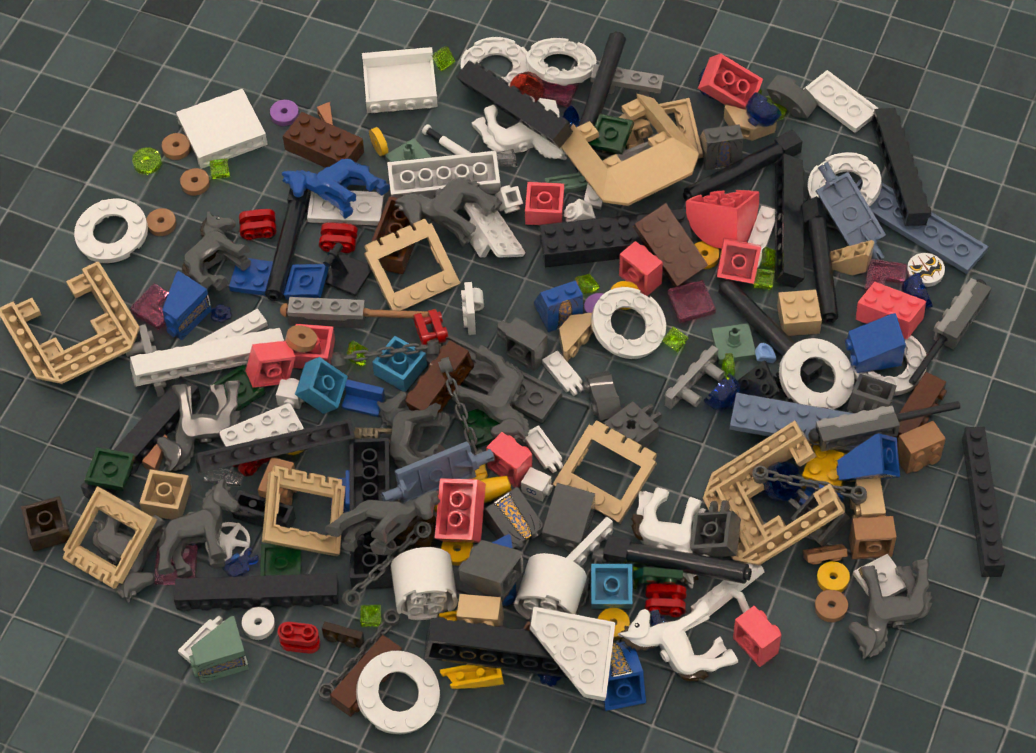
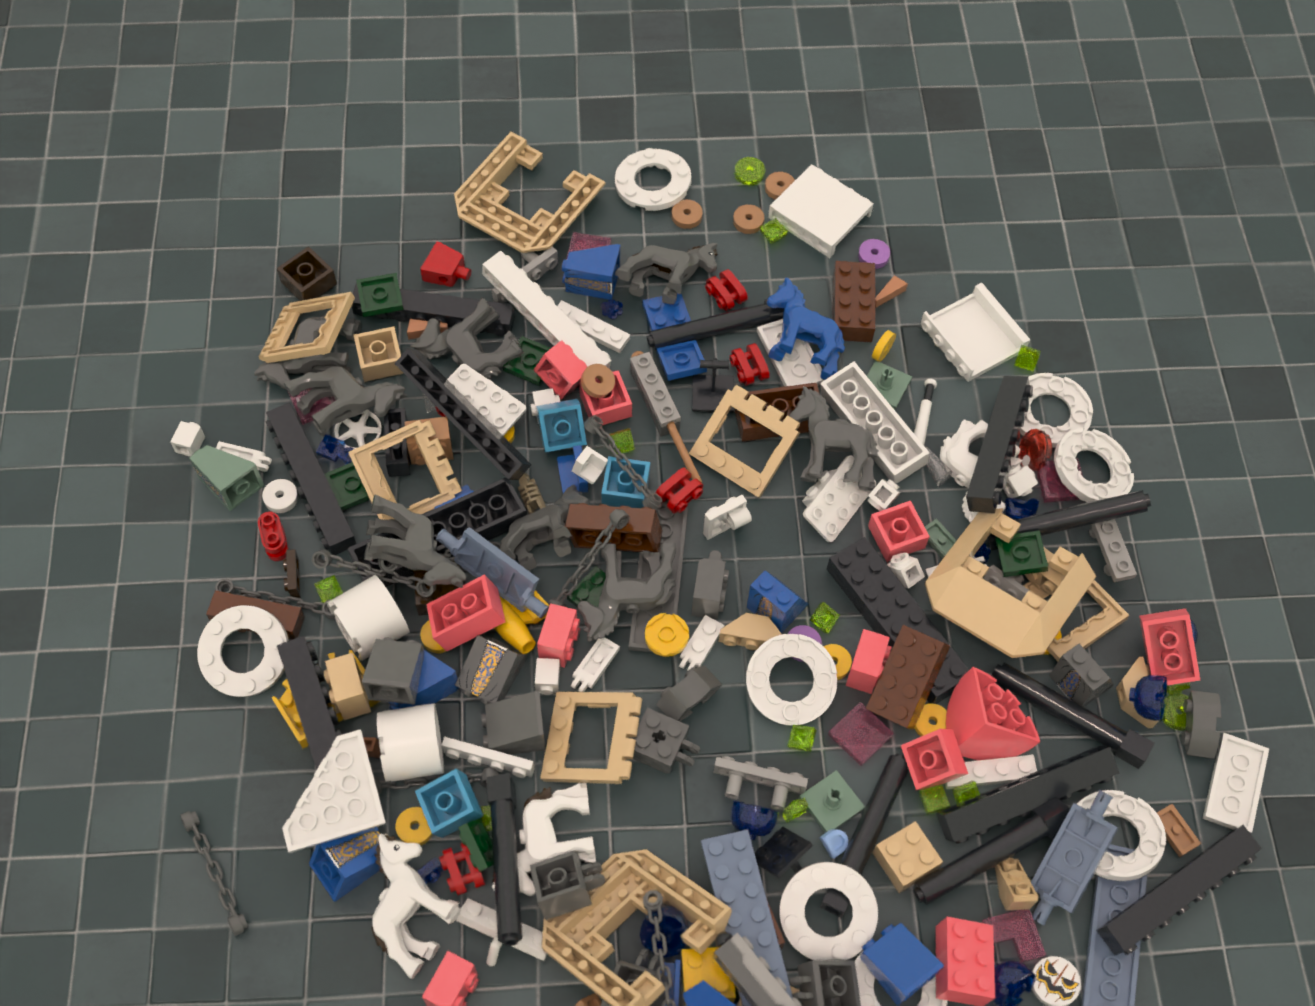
camera: 60 degrees right, 5 degrees up
(101, 416) = (444, 266): none -> red torso
(159, 675) = (187, 438): none -> white brick
(371, 378) = (589, 465): none -> white panel
(547, 388) = (666, 634): none -> yellow tile
(864, 148) = (1177, 831): none -> medium nougat plate

